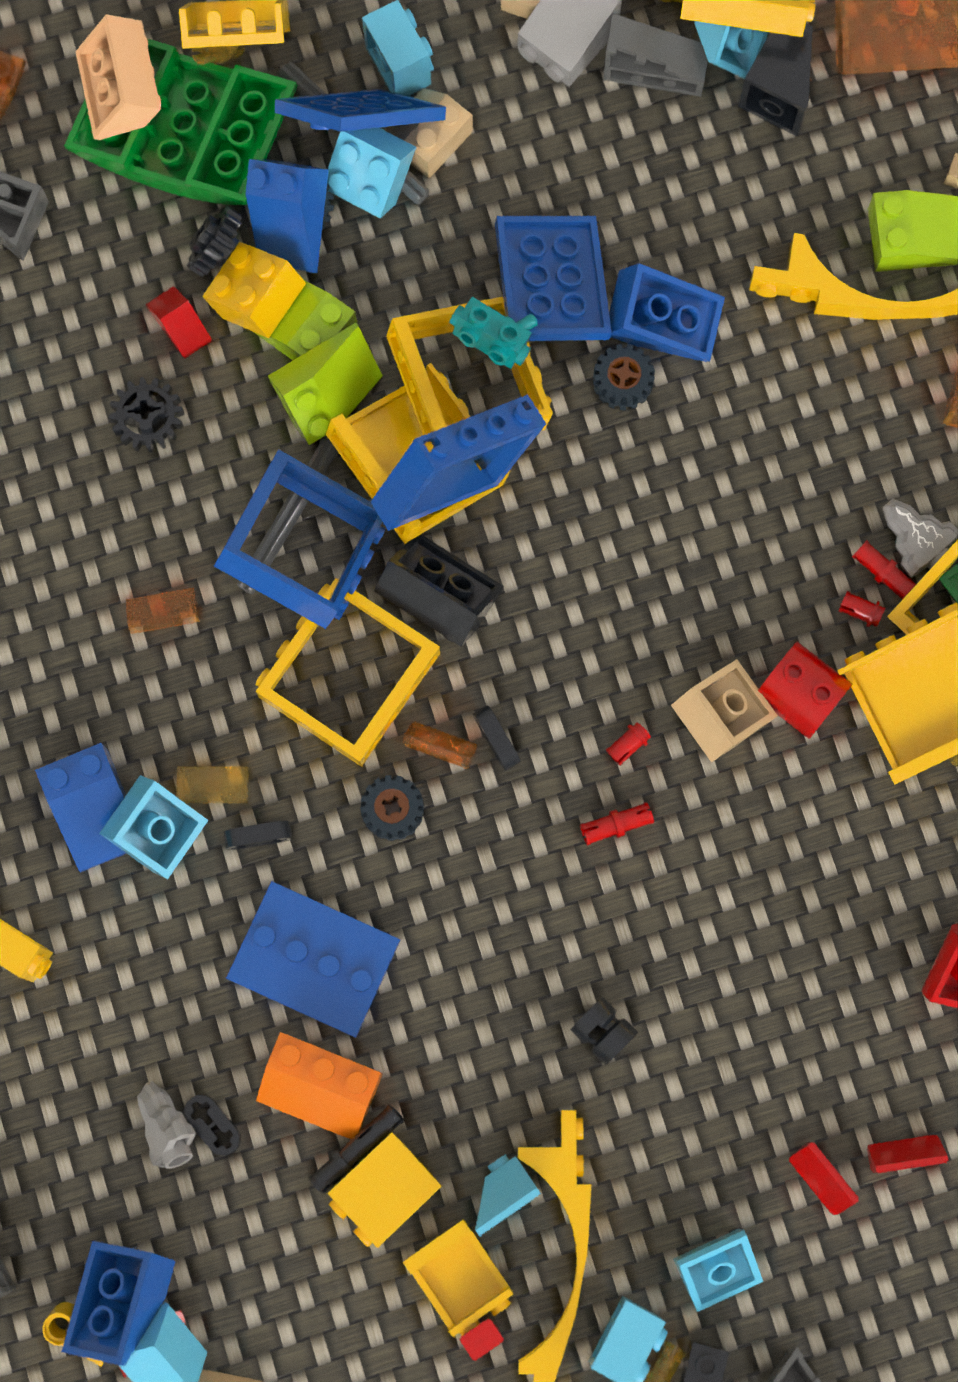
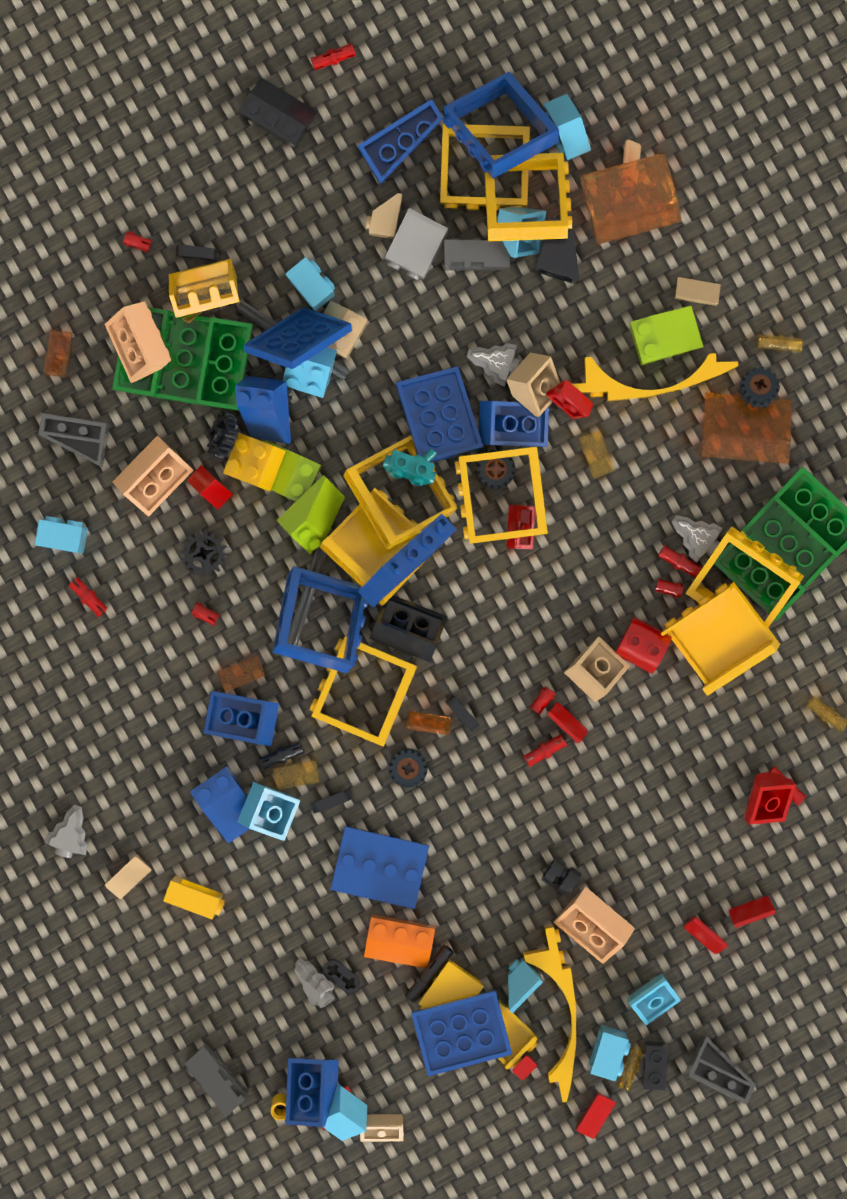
camera: 15 degrees left, 10 degrees up
(95, 285) = (152, 476): none -> light nougat slope
(125, 506) = (205, 614): none -> red pin
(146, 676) = (241, 718): none -> blue slope
(196, 748) = (281, 755): none -> black pin
(388, 1256) = (461, 1033): none -> blue plate
(623, 471) = (466, 509): none -> yellow window
(643, 1124) = (594, 925): none -> light nougat slope
(645, 472) = (521, 518): none -> red slope
(656, 220) = (497, 361): none -> light grey rock
(660, 787) = (567, 722): none -> red slope
(710, 257) = (532, 382): none -> tan slope
(759, 292) = (570, 400): none -> red slope
(783, 387) = (596, 454): none -> clear yellow plate

